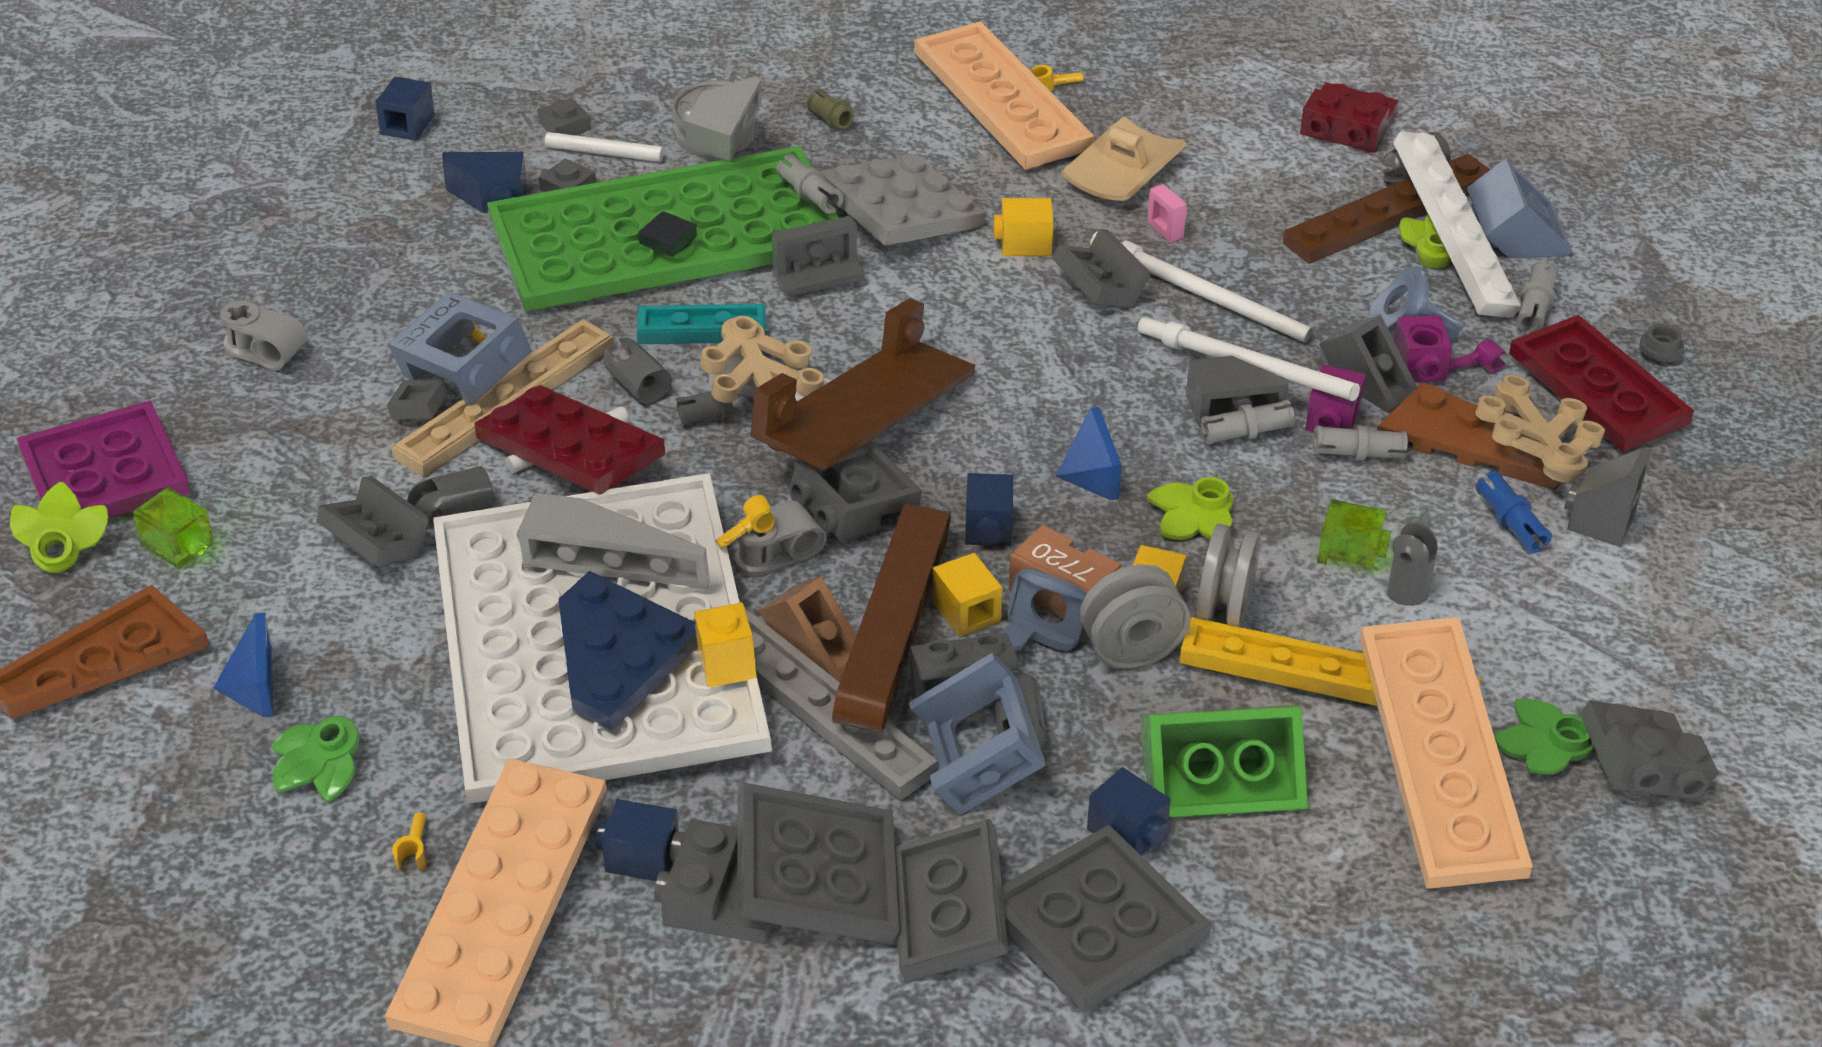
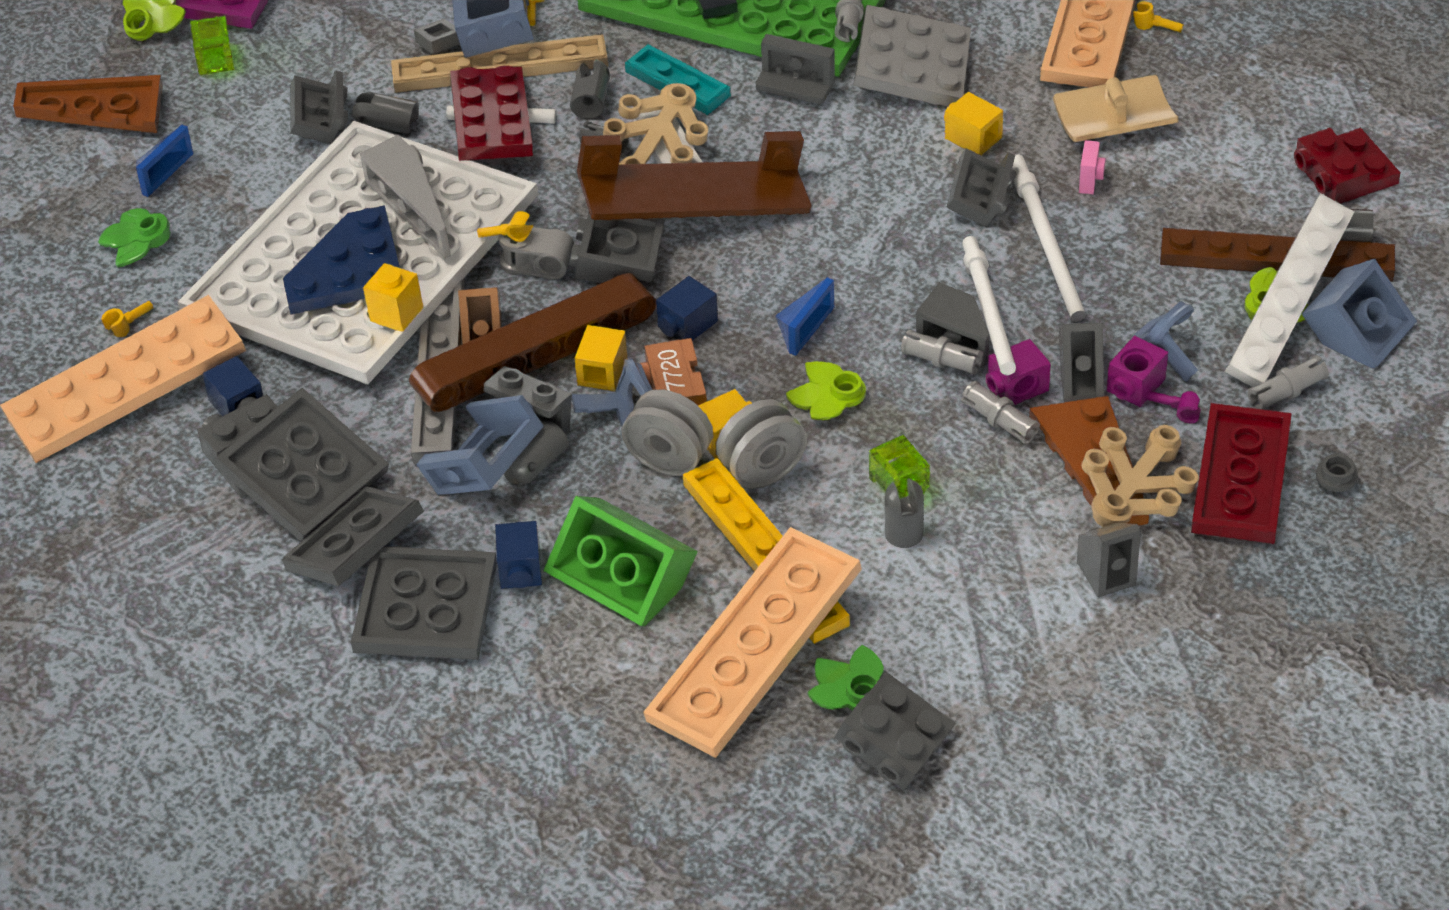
camera: 45 degrees right, 5 degrees up
(1513, 512) = (1040, 524): blue pin -> none

